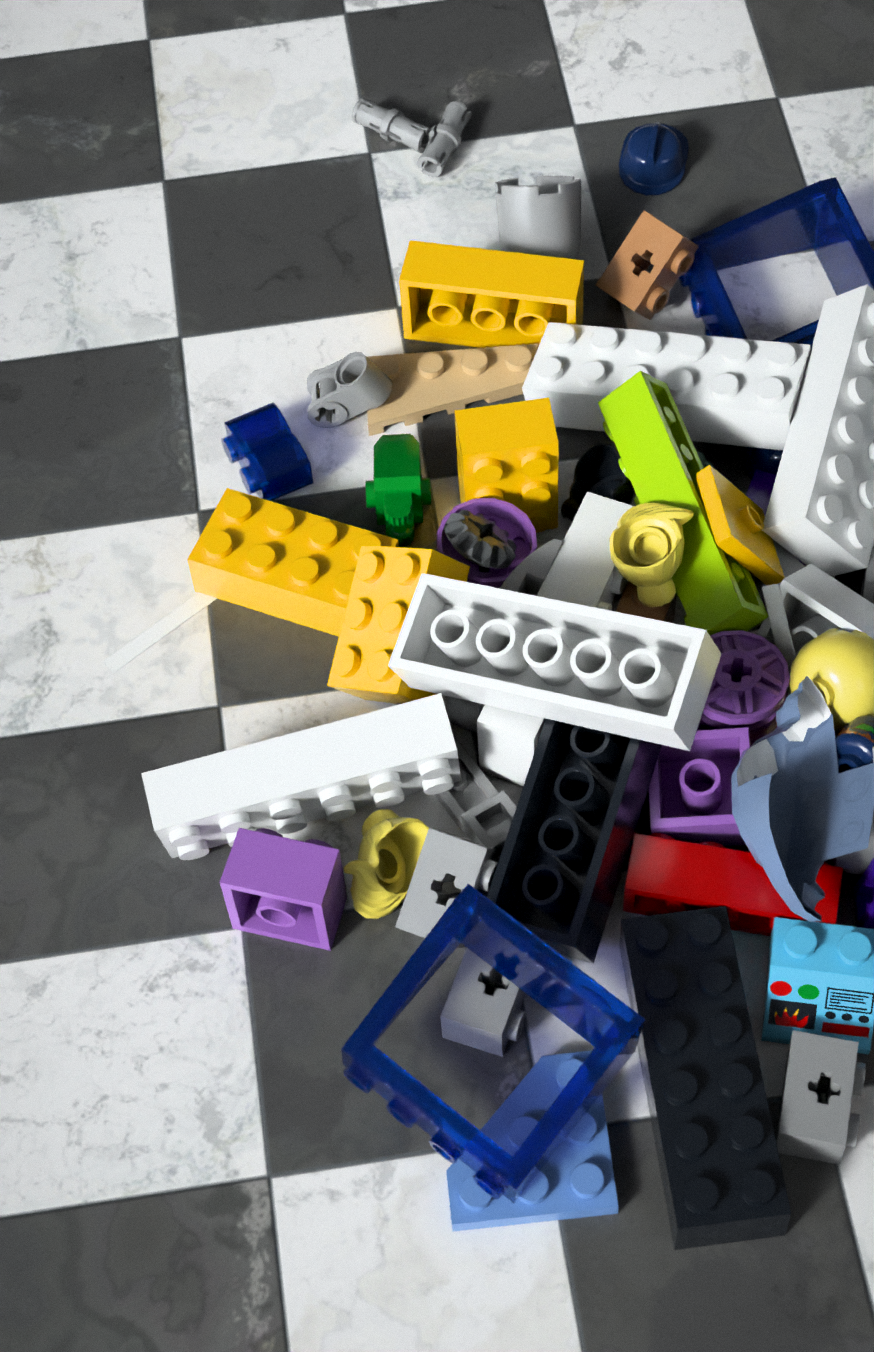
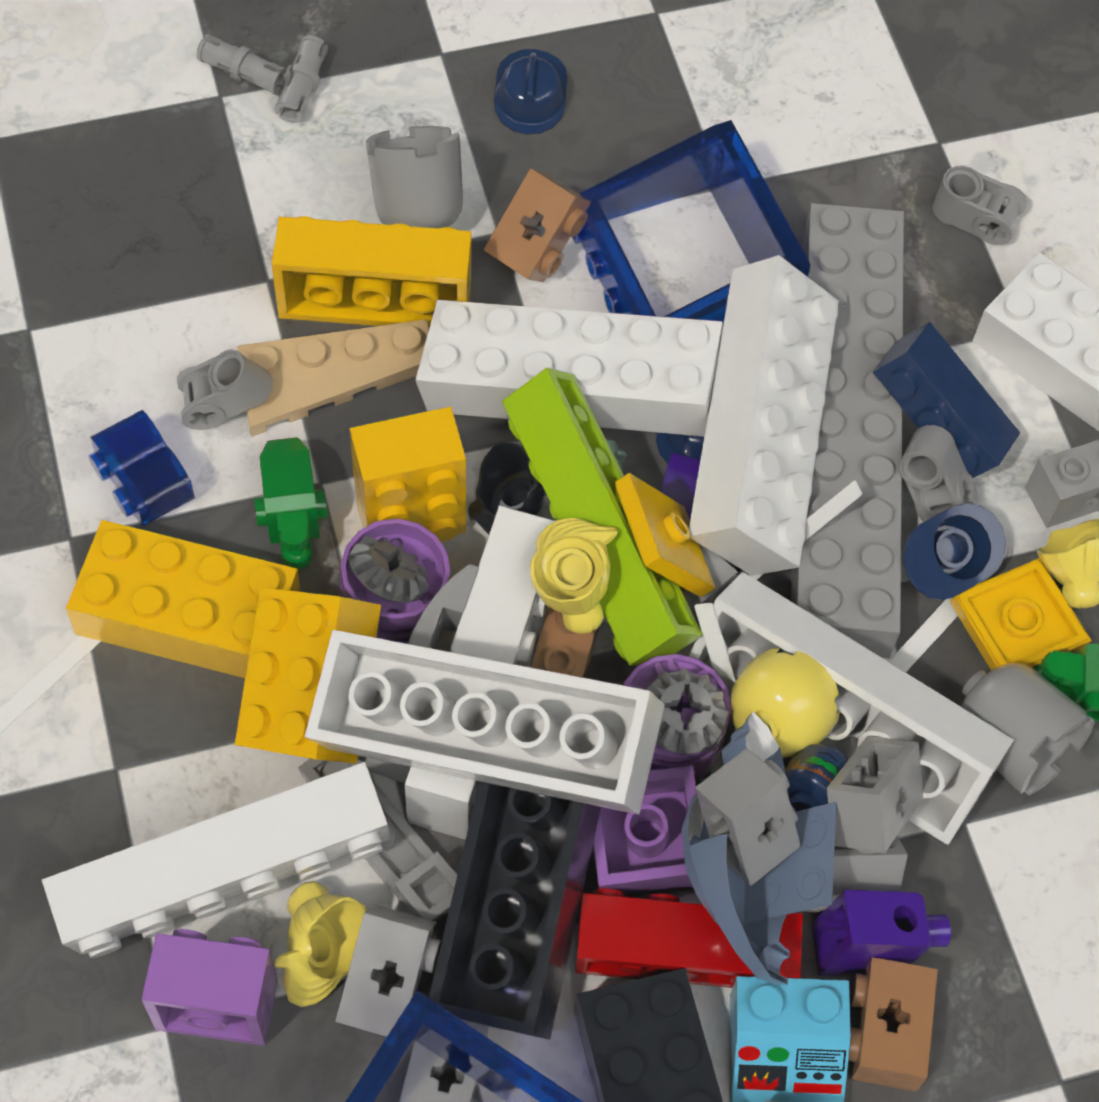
camera: 15 degrees left, 5 degrees up
(760, 692) = (703, 727): none -> light grey gear
(800, 755) = (754, 809): none -> light grey brick

